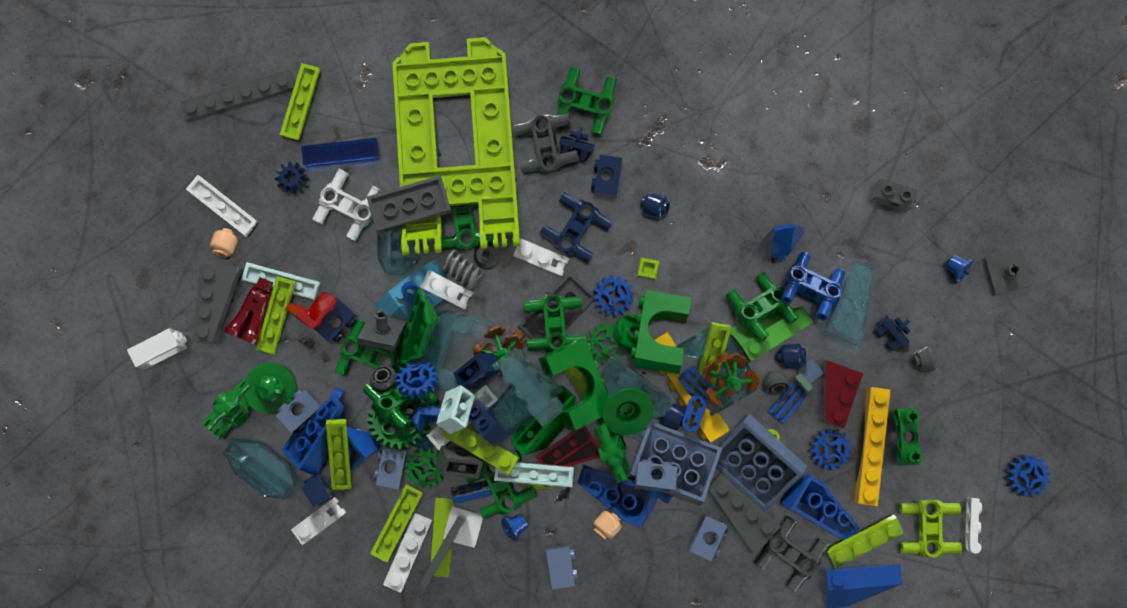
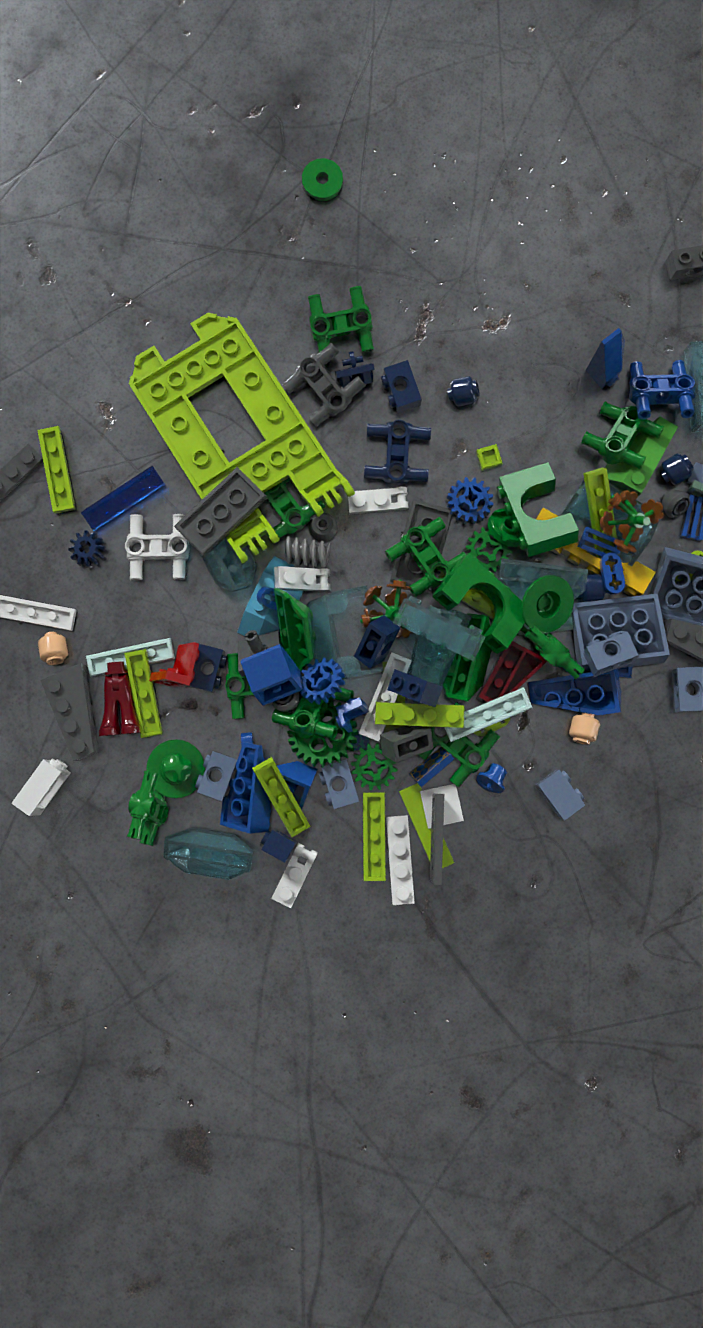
camera: 25 degrees left, 0 degrees up
(380, 355) = (272, 674): none -> blue slope
(455, 409) = (376, 690): light aqua brick -> none

